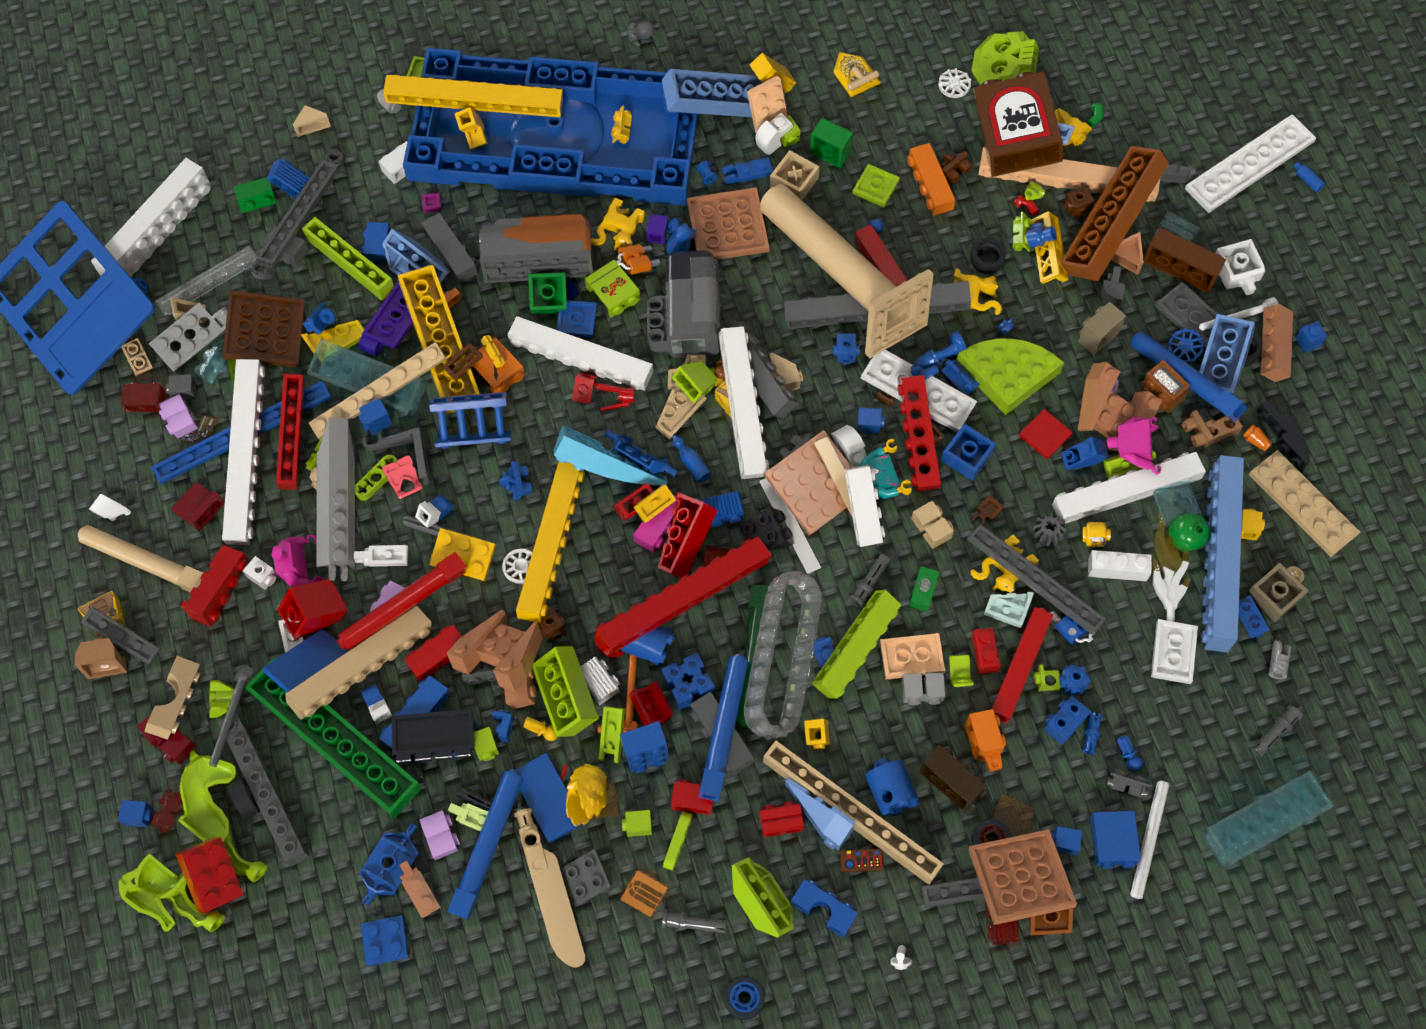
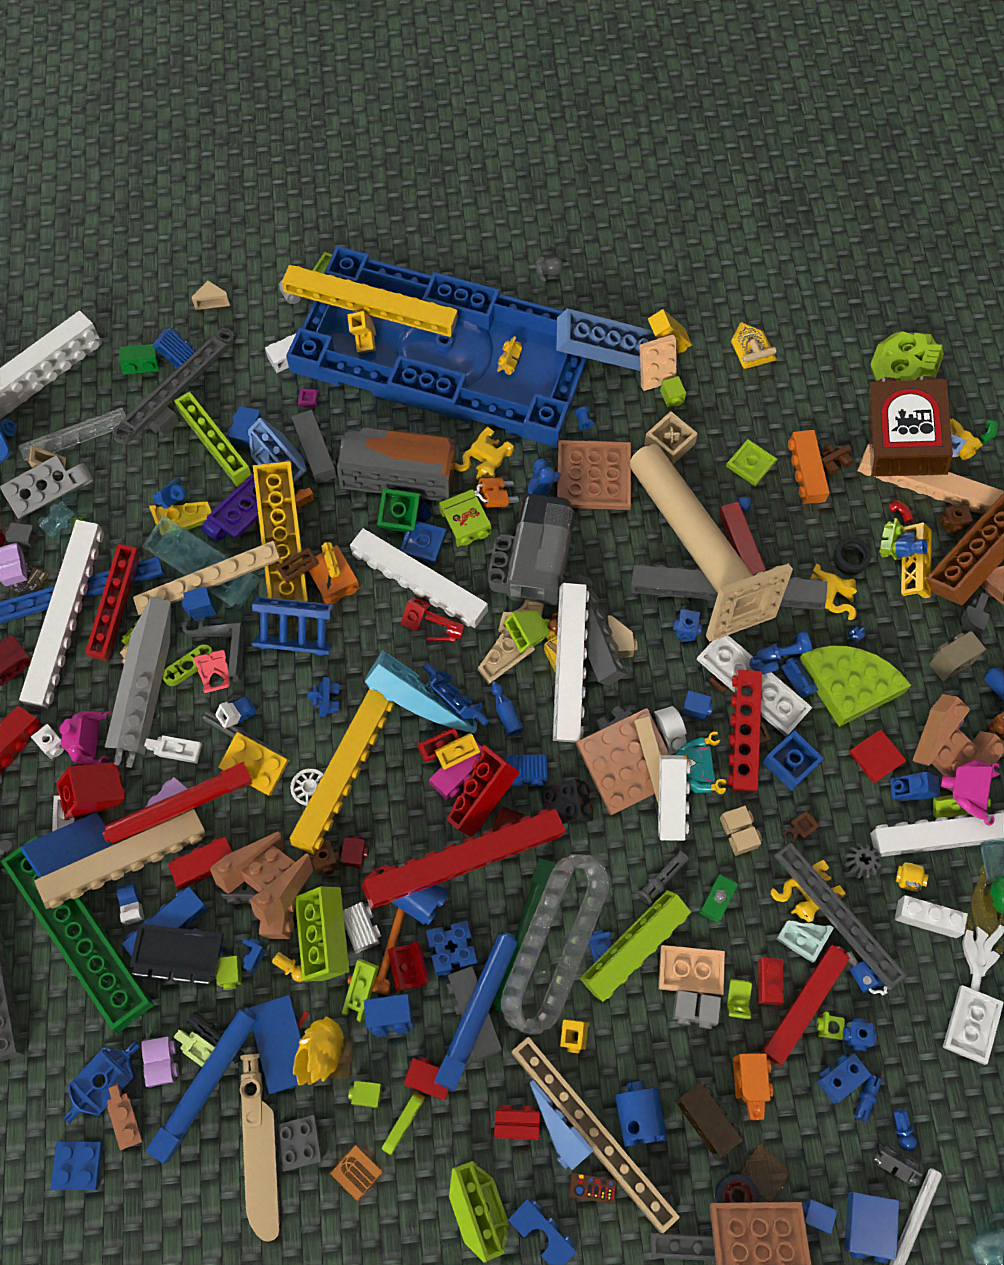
camera: 10 degrees right, 0 degrees up
(263, 328) = (113, 493): reddish brown plate -> none
(577, 615) = (354, 852): none -> dark red brick
(657, 229) = (522, 466): dark purple brick -> none
(683, 921) = (390, 1215): dark grey pin -> none
(747, 170) = (625, 424): blue hinge -> none
(770, 133) = (654, 391): white brick -> none
(801, 544) = (599, 823): white sticker -> none
(831, 143) = (714, 411): green brick -> none
(954, 83) = (850, 374): white wheel -> none
(1034, 191) = (911, 499): lime piece -> none

